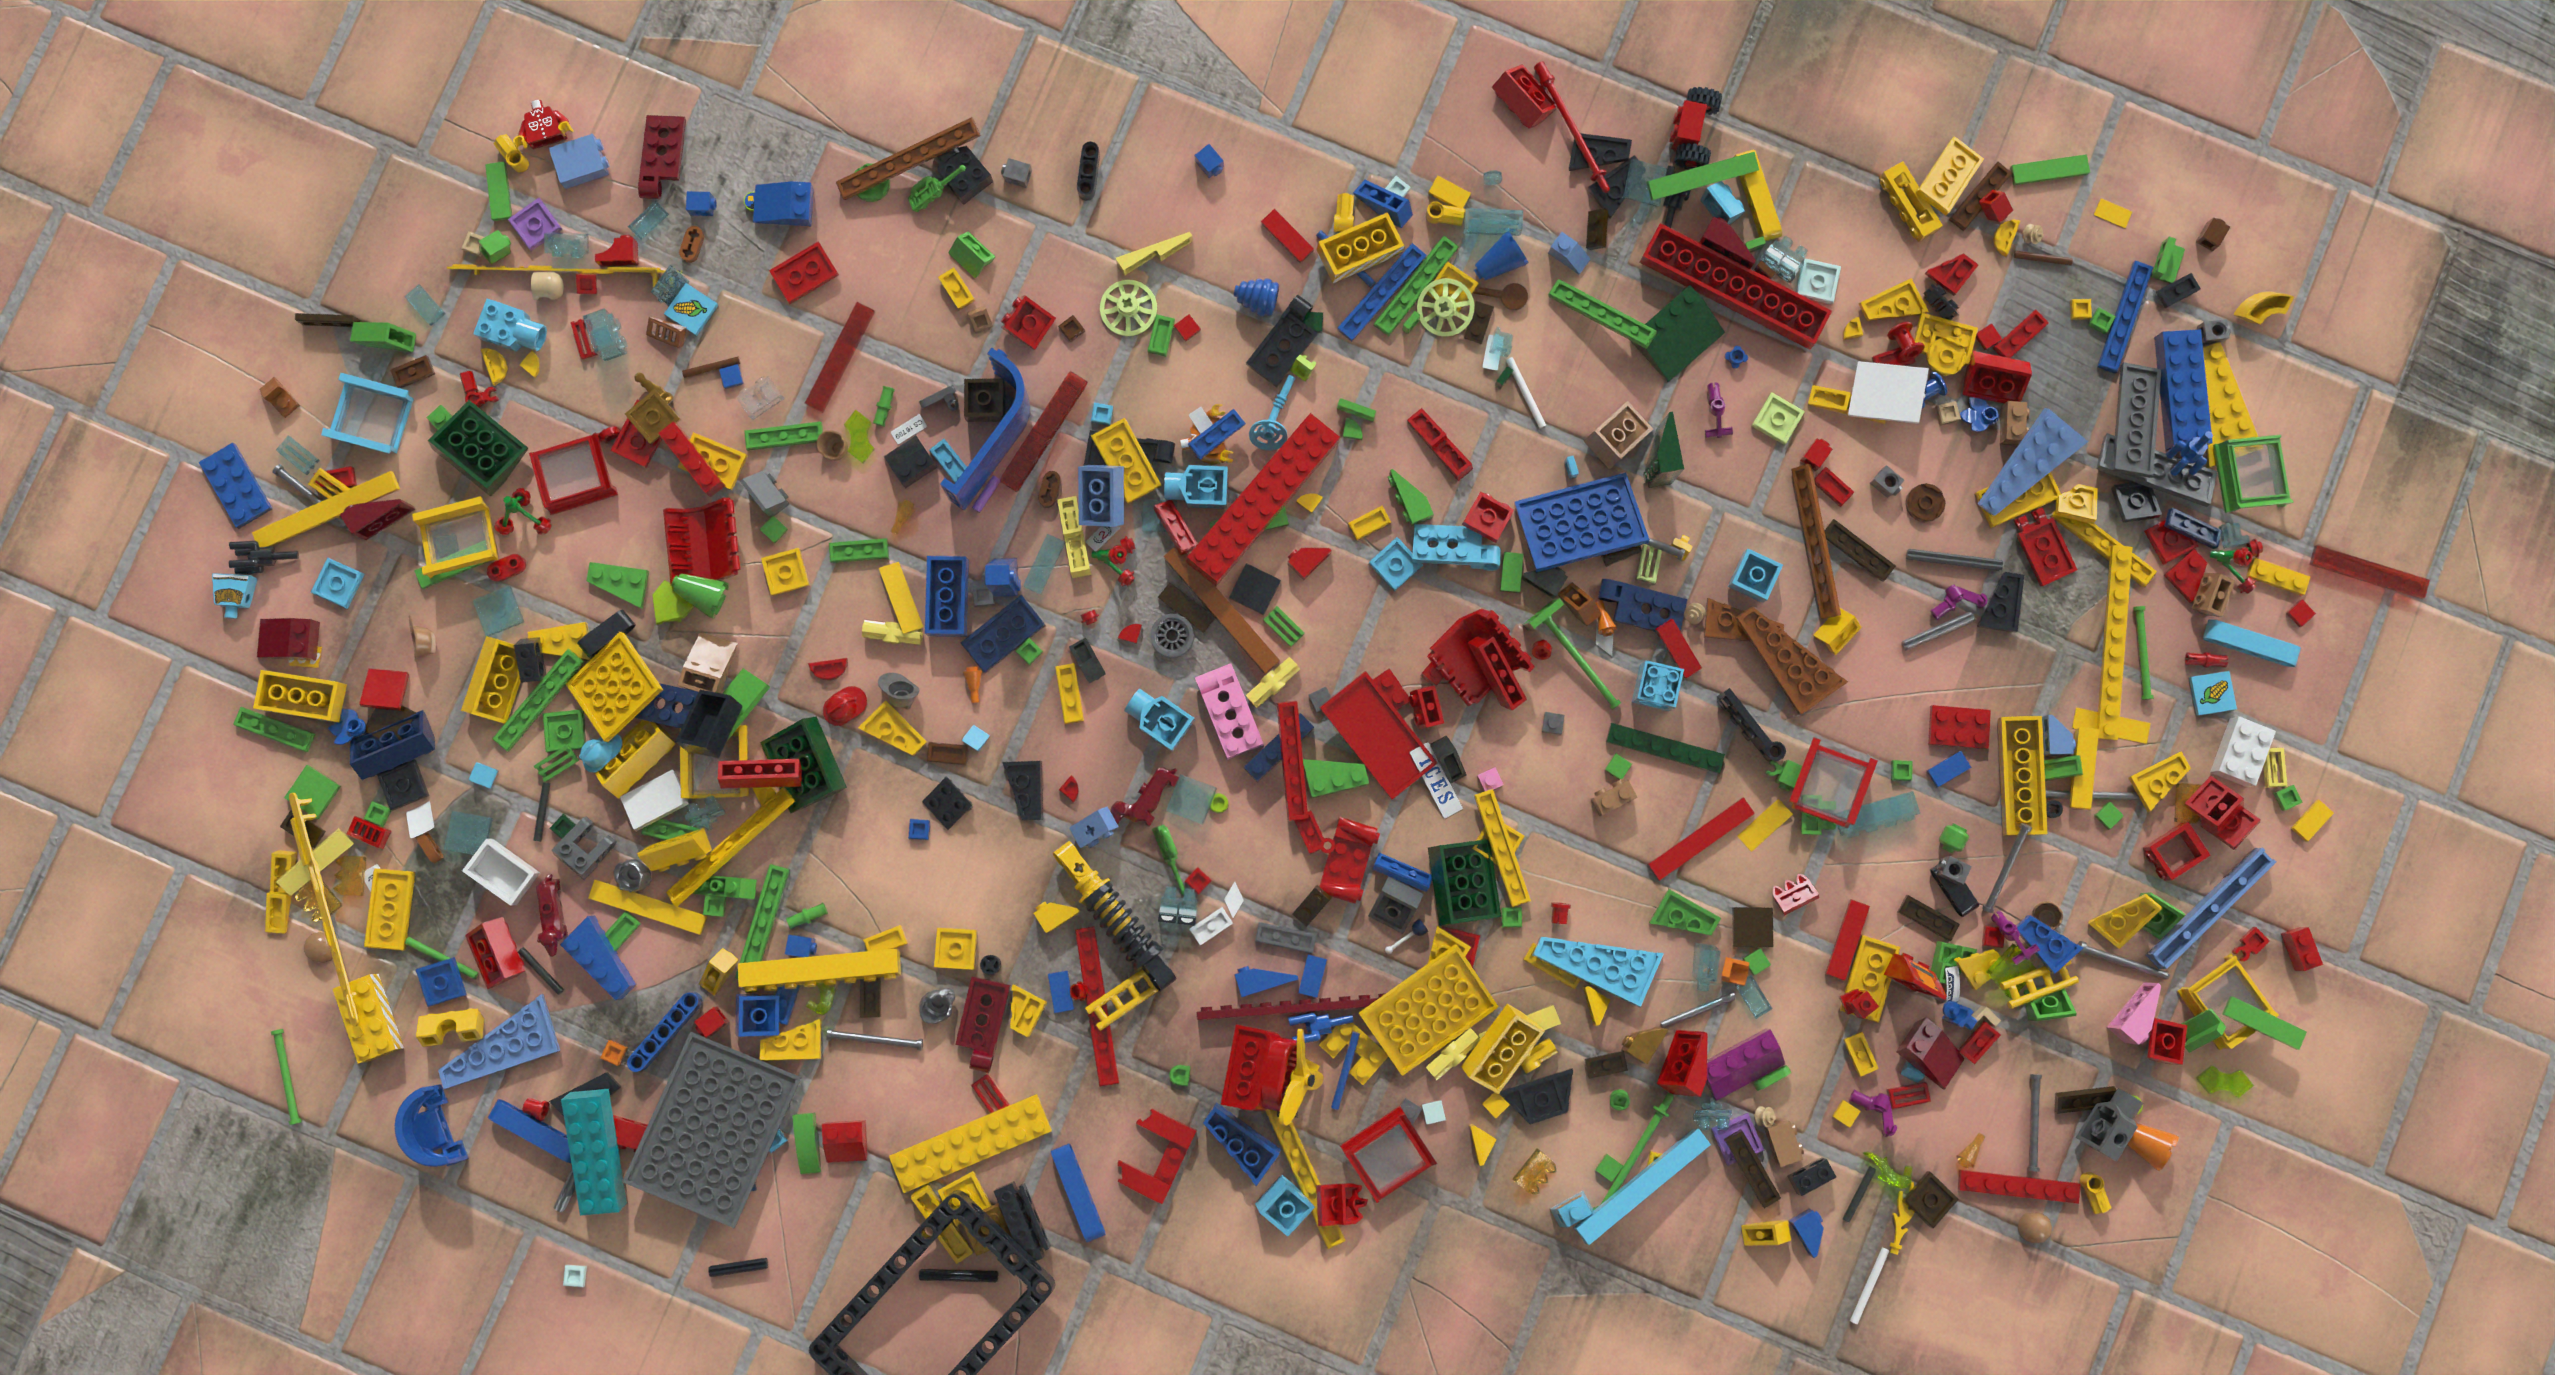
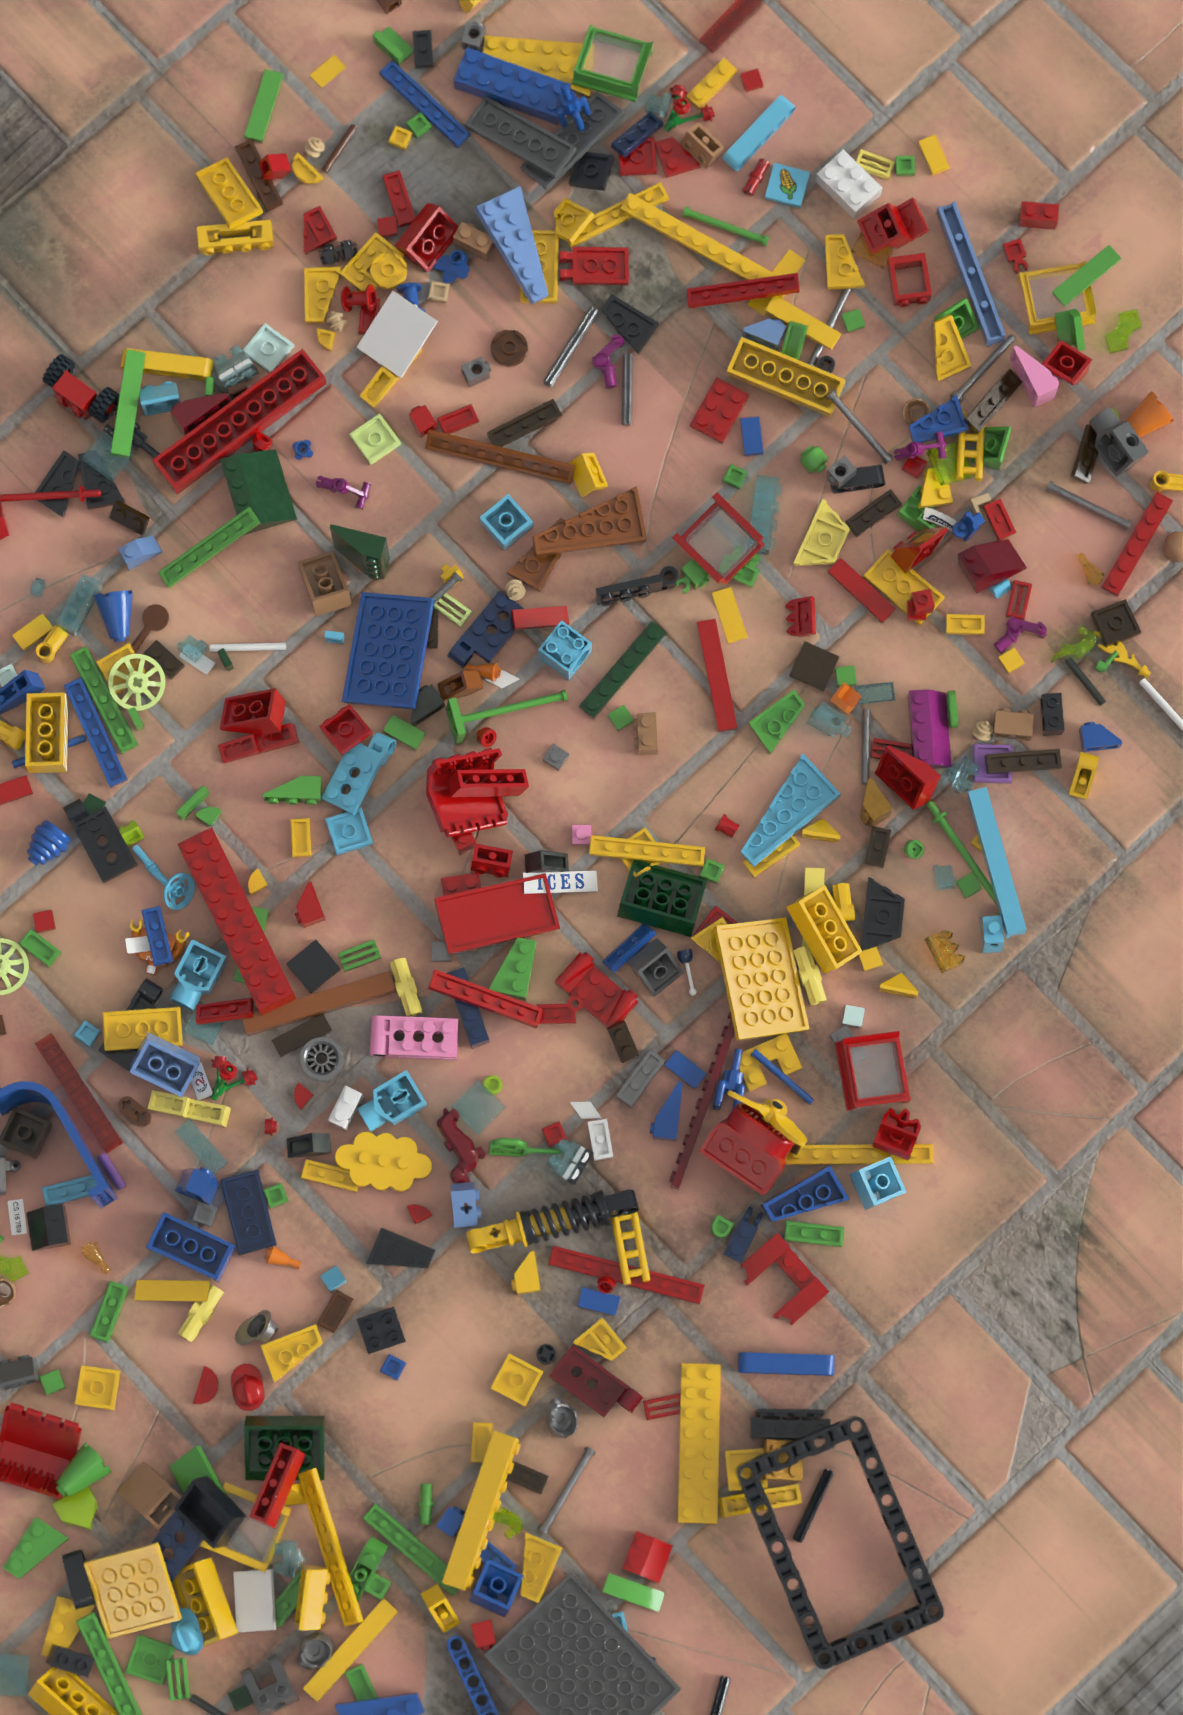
camera: 65 degrees left, 5 degrees down
(1102, 735) = (383, 1161): none -> yellow plate
(1135, 678) = (345, 1108): none -> white brick
(1179, 1099) = (742, 1237): none -> dark blue hinge
(1211, 1165) = (814, 1234): none -> bright green tile
(1465, 426) = (254, 713): none -> red slope
(1605, 1140) = (944, 877): none -> clear light blue panel
(1711, 1030) = (889, 743): none -> red tile
(1725, 316) = (261, 442): none -> red tile
(1873, 332) = (336, 321): none -> tan wheel
(1881, 880) = (823, 538): none -> light yellow wing
(1881, 1204) = (1102, 666): none -> bright green hand
(2088, 698) = (743, 290): none -> red plate
(2094, 985) = (993, 401): none -> dark brown plate

